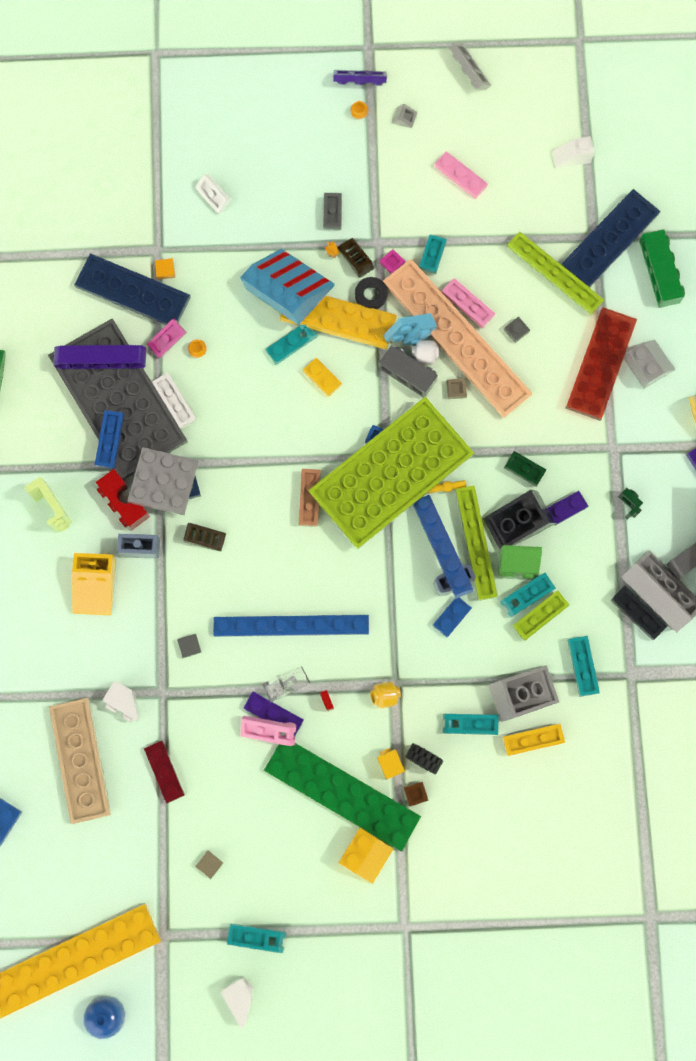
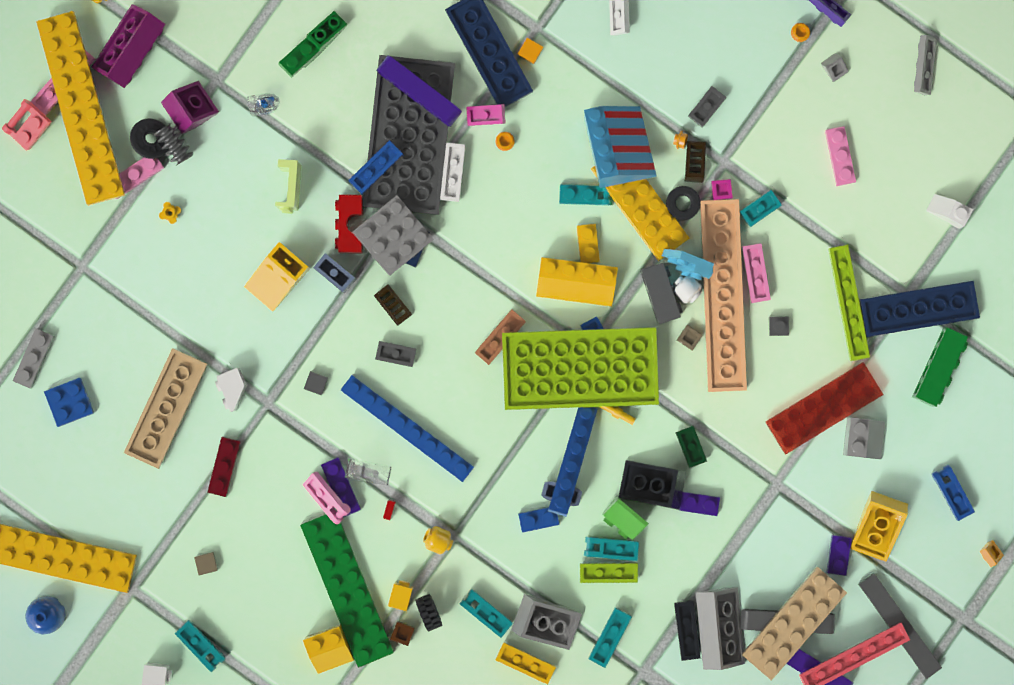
camera: 35 degrees right, 10 degrees up
(236, 573) = (395, 354): none -> dark grey plate
(336, 410) = (576, 281): none -> yellow slope
(476, 543) = (604, 476): lime plate -> none
(631, 499) = (756, 536): dark green bracket -> none

